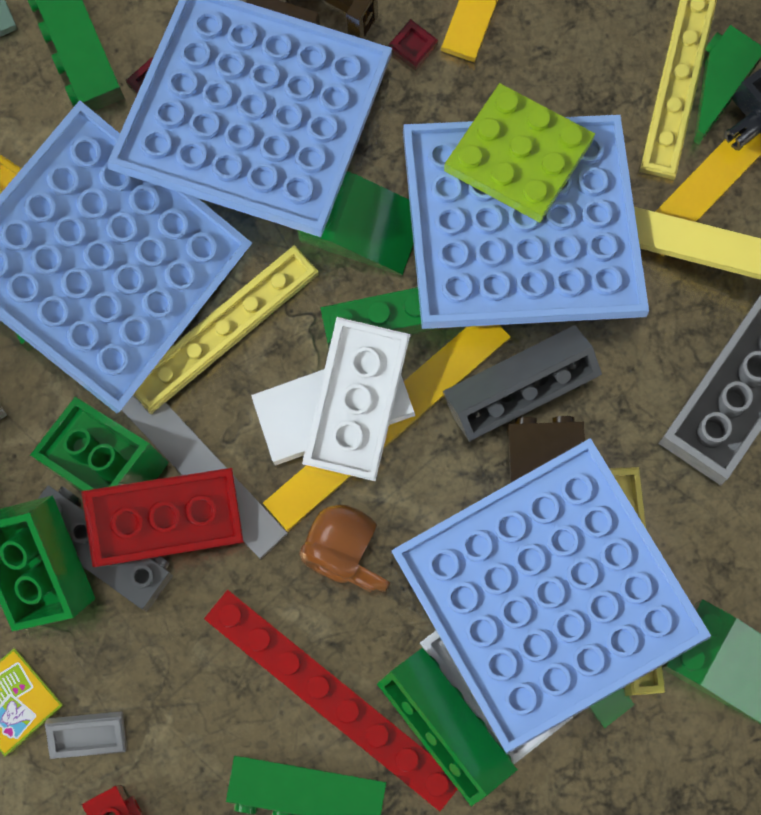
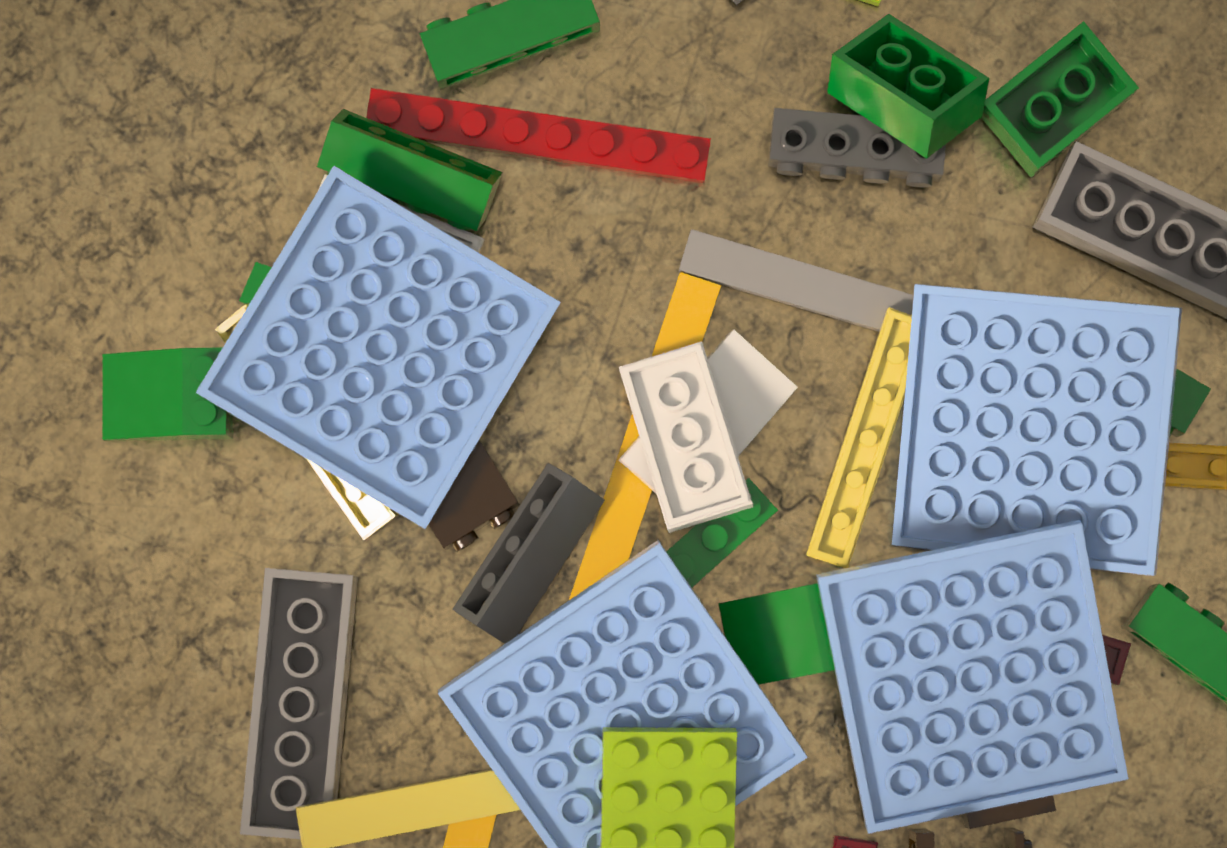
camera: 150 degrees right, 5 degrees up
(96, 451) = (911, 234): green slope -> none
(162, 517) = (808, 206): red tile -> none
(337, 545) = (618, 284): dark orange piece -> none

